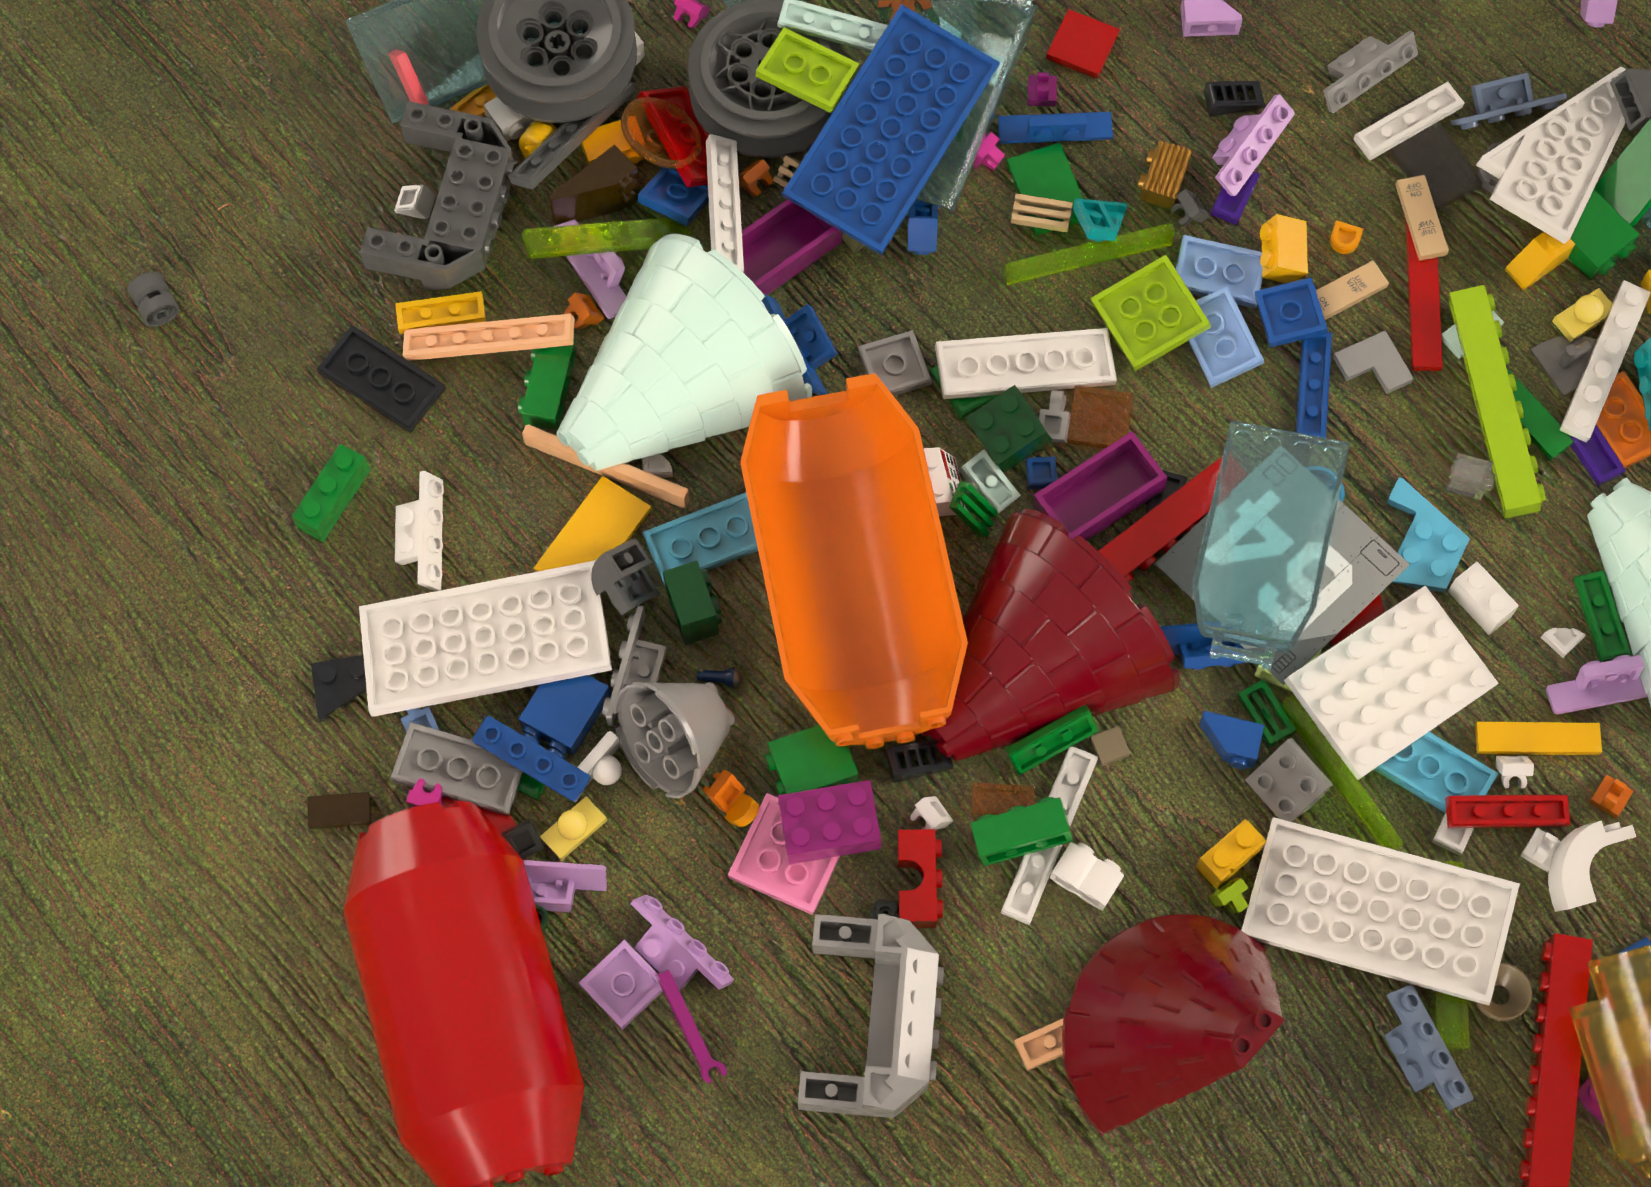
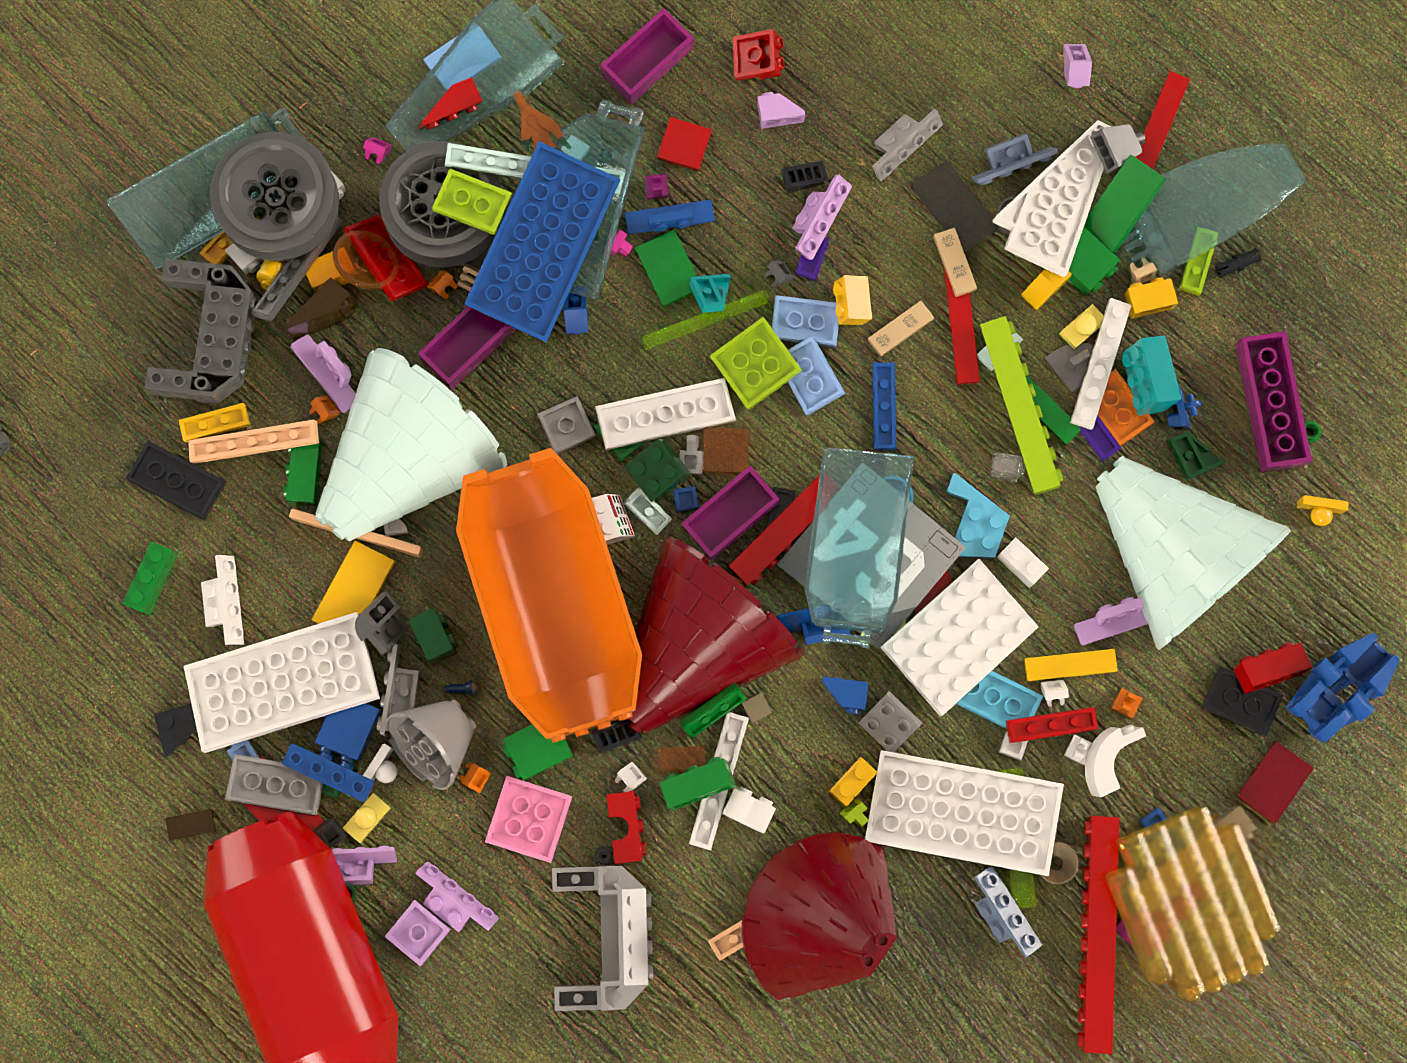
camera: 10 degrees left, 10 degrees up
(408, 77) = (163, 236): coral tile -> none
(415, 201) = (183, 332): white slope -> none
(418, 797) = (250, 814): dark pink tile -> none
(599, 237) = (333, 351): clear neon green tile -> none
(672, 198) = (381, 312): blue plate -> none
(688, 1026) = (468, 963): magenta tile -> none
(708, 535) = (434, 582): medium azure tile -> none
(724, 198) = (421, 314): white plate -> none
(743, 811) = (491, 791): light orange tile -> none
(810, 338) = (495, 414): blue bracket -> none
(829, 822) = (554, 796): magenta brick -> none
(975, 504) = (646, 541): green tile -> none
(1041, 208) = (666, 282): tan tile -> none
(1164, 175) = (757, 247): pearl gold brick -> none
(1275, 705) = (888, 679): green tile -> none
(1290, 312) = (862, 351): blue plate -> none
(1341, 775) = (929, 713): clear neon green tile -> none
(1345, 237) = (898, 283): light orange tile -> none
(1378, 355) = (929, 376): light grey tile -> none
(1408, 121) = (939, 183): white tile -> none
(1563, 639) = (1084, 586): white tile -> none
(1601, 616) = (1111, 564): green tile -> none

